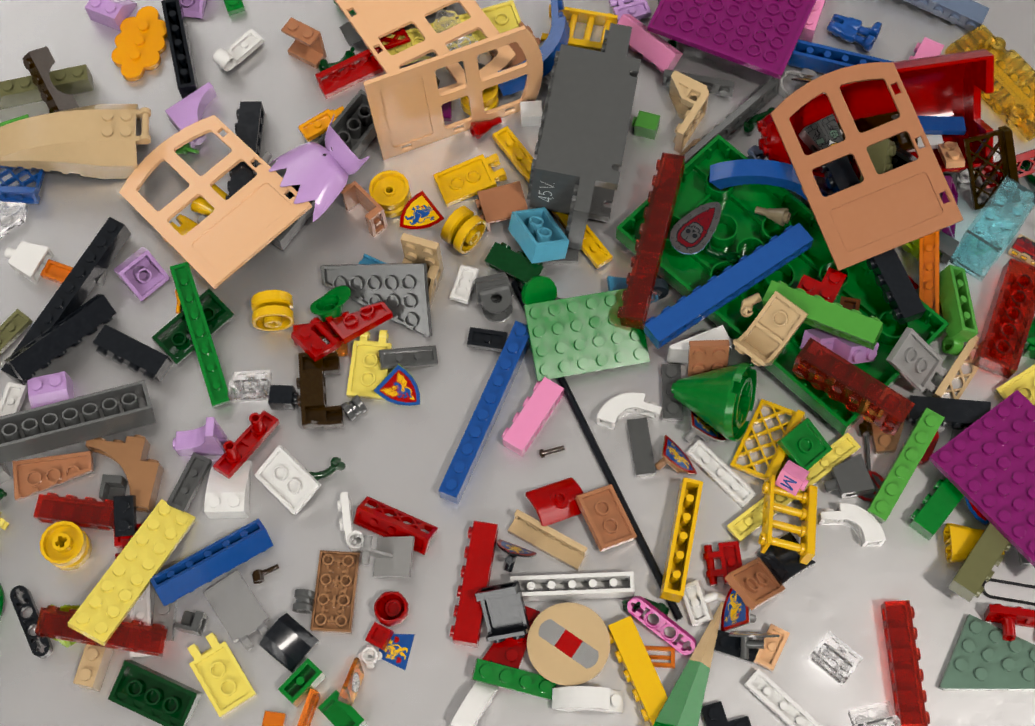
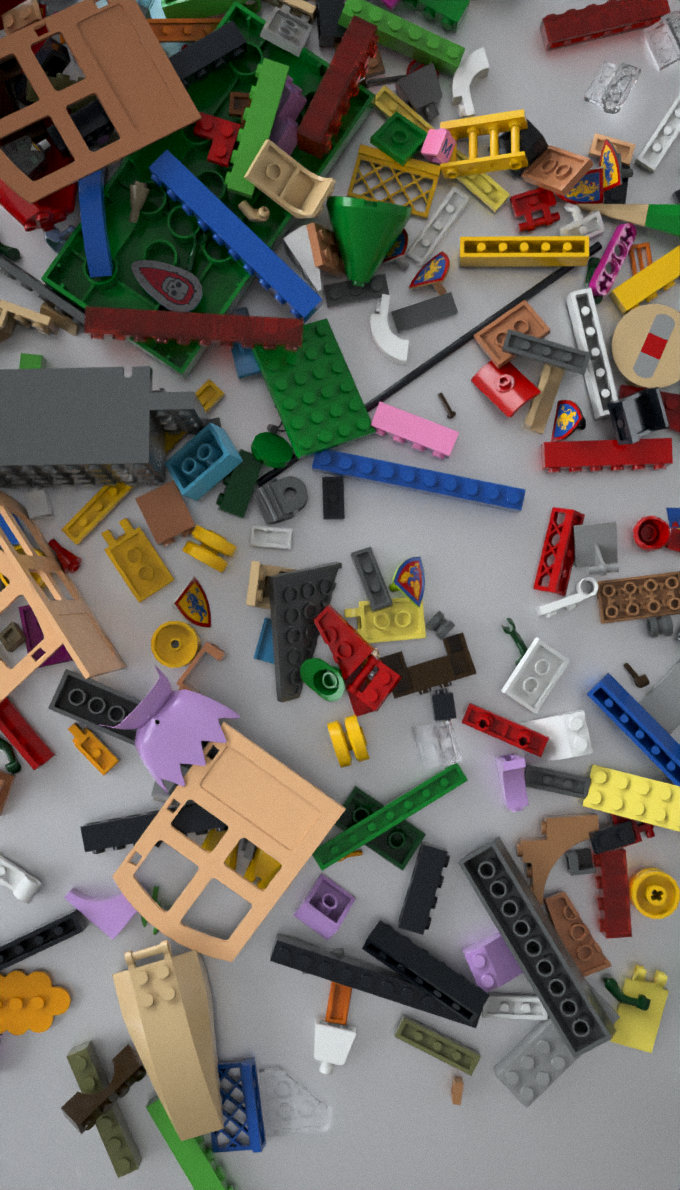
camera: 105 degrees left, 20 degrees up
(579, 537) = (546, 352): none -> dark grey plate

